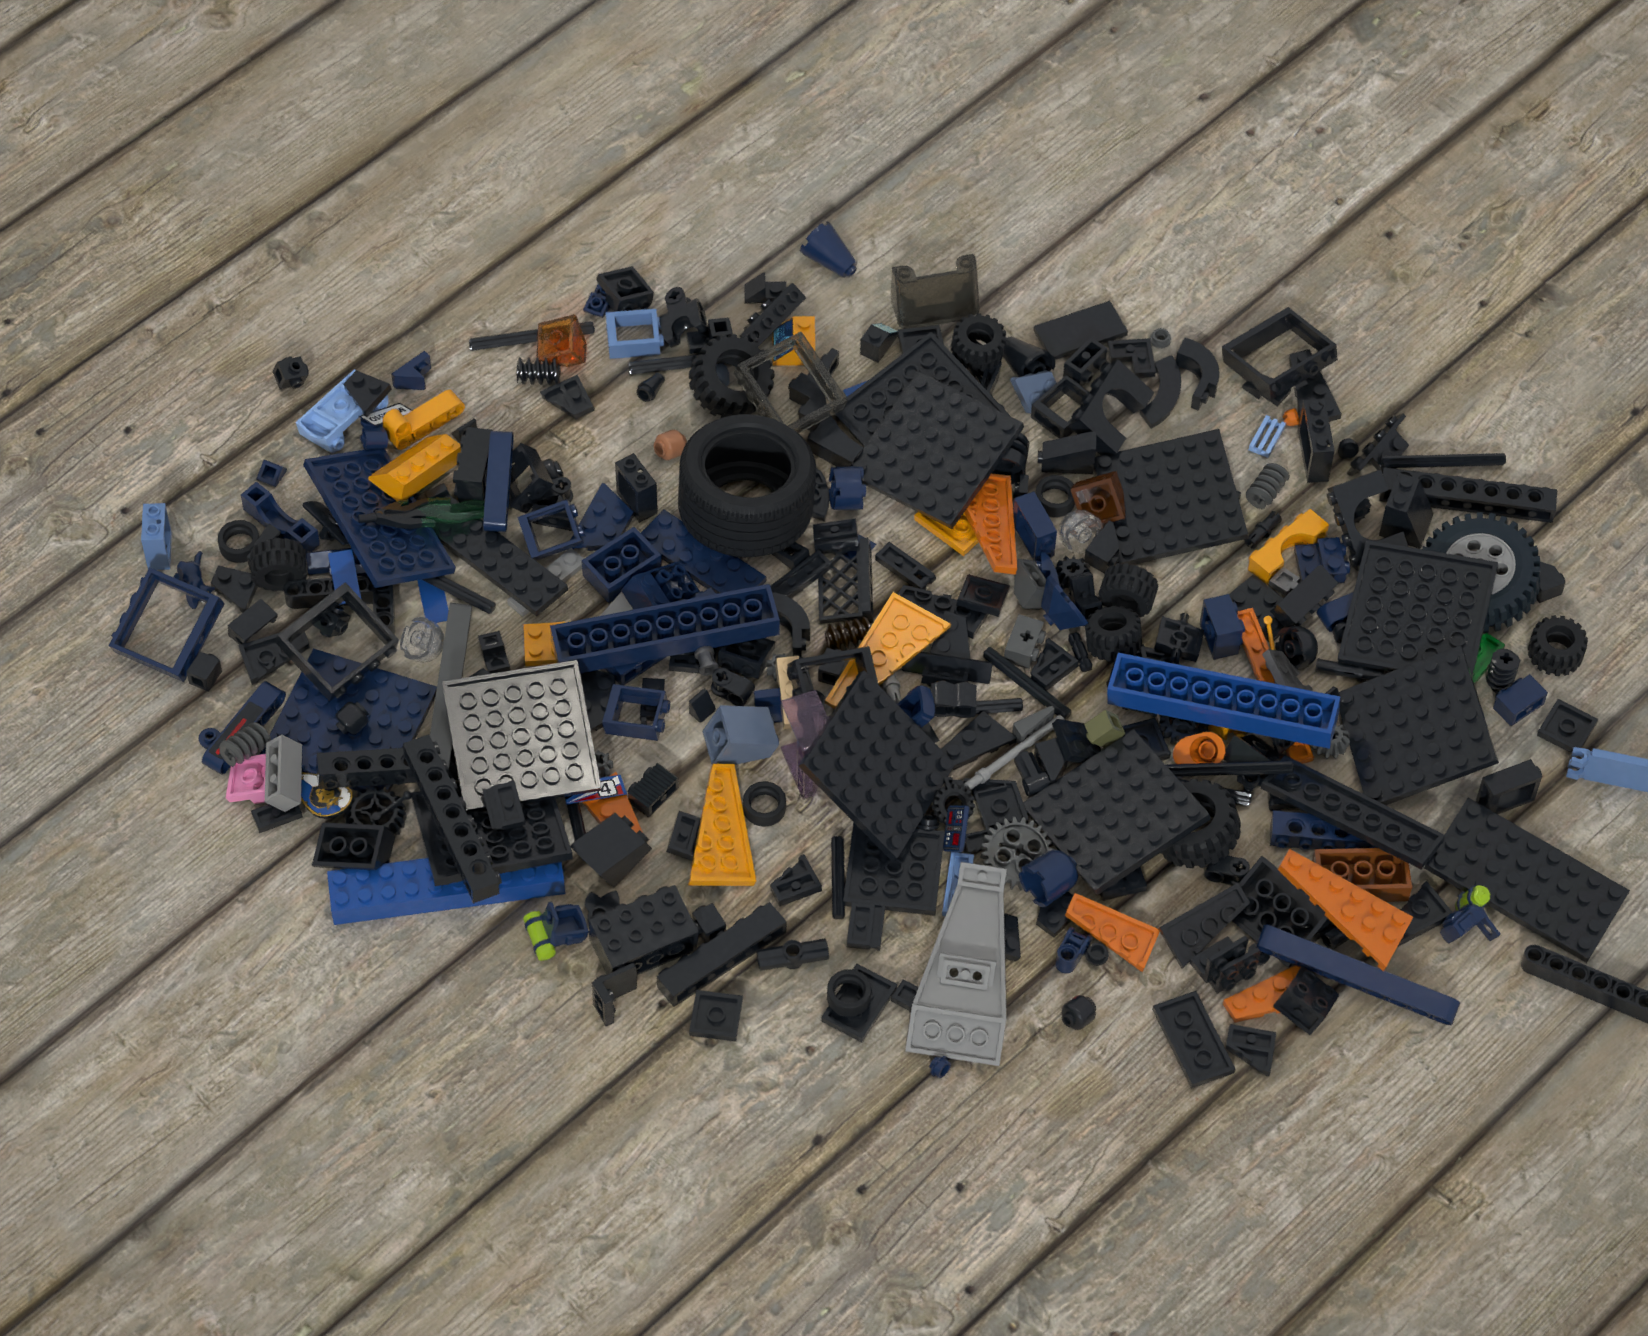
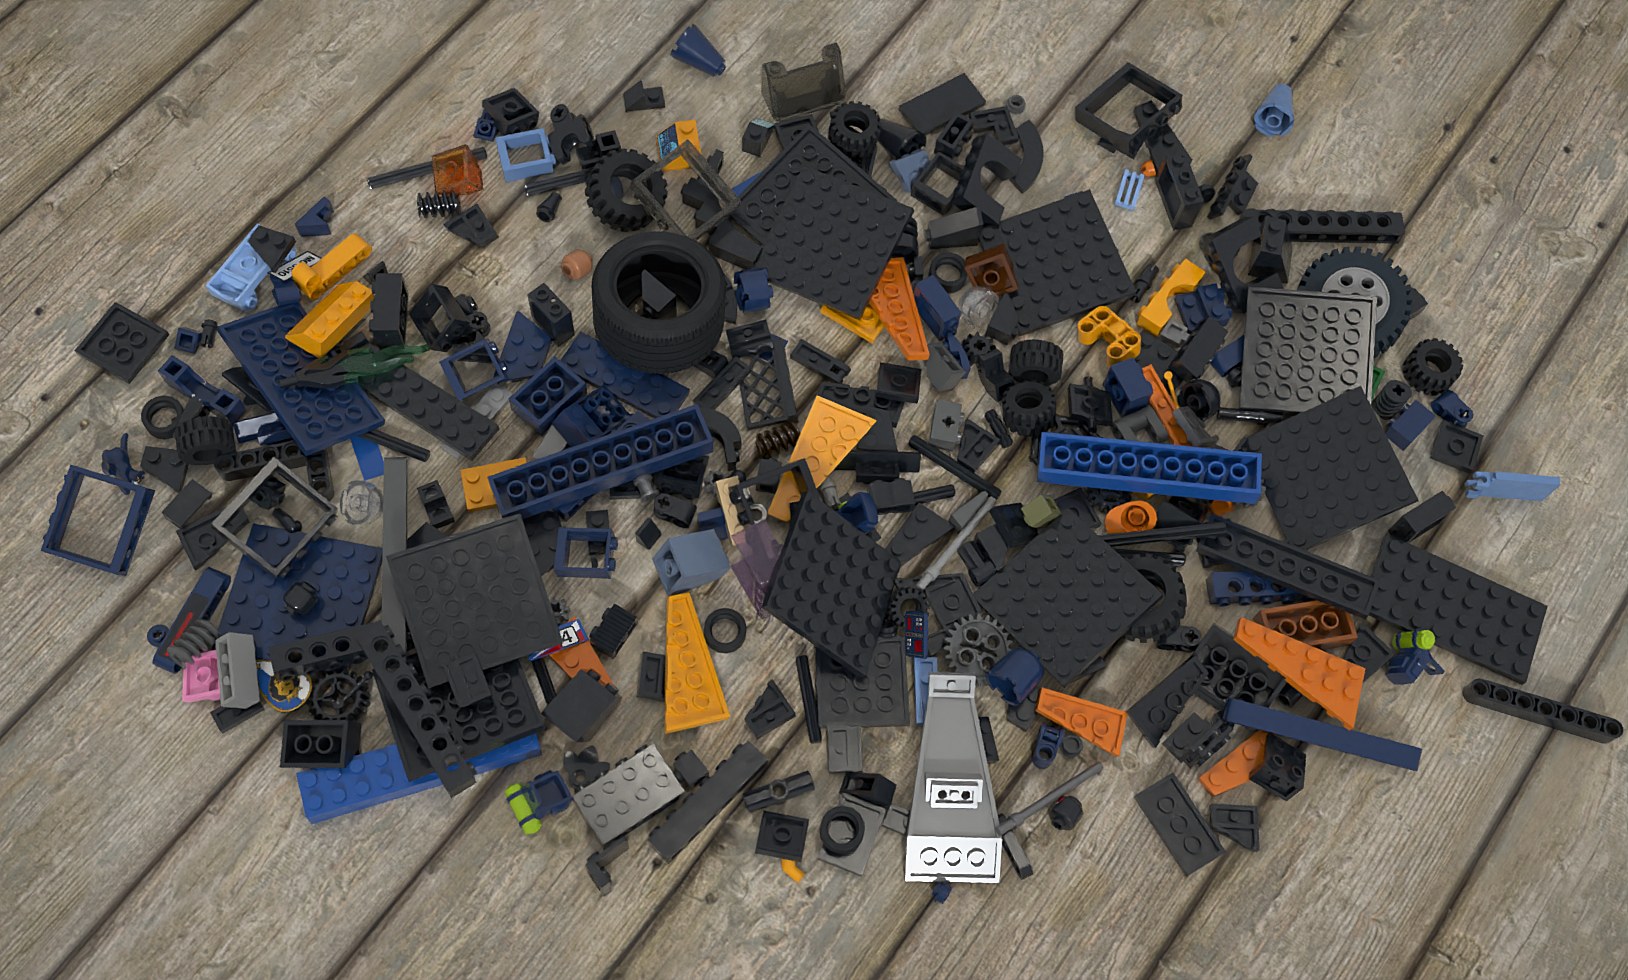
camera: 15 degrees left, 10 degrees up
(156, 536) = (74, 423): medium blue window -> none
(204, 671) = (144, 563): black brick -> none
(206, 467) = (122, 342): none -> black plate
(290, 372) = (194, 233): black brick -> none
(293, 464) = (208, 333): none -> black pin
(344, 570) = (274, 441): blue sticker -> none
(346, 650) = (287, 521): none -> black arm
(498, 481) = (414, 326): dark blue beam -> none
(716, 1015) = (712, 870): black plate -> none
(744, 478) = (657, 299): none -> black slope
(773, 313) = (654, 122): black bracket -> none
(789, 993) = (782, 836): none -> black tile
(791, 1021) = (792, 870): none -> light orange arm
(885, 961) = (869, 787): none -> black slope
(1018, 1036) = (1015, 852): none -> black beam
(1025, 1005) = (1017, 819): none -> flat silver bar
(1059, 607) = (975, 389): dark blue slope -> none
(1204, 365) = (1062, 128): black arch -> none
(1221, 572) = (1111, 329): none -> light orange beam
(1229, 661) = (1144, 418): none -> dark grey connector
(1267, 485) = (1140, 239): dark grey piece -> none
(1442, 374) = (1276, 112): none -> medium blue cone
(1447, 460) = (1293, 195): black axle -> none
(1570, 690) = (1452, 408): none -> dark blue piece

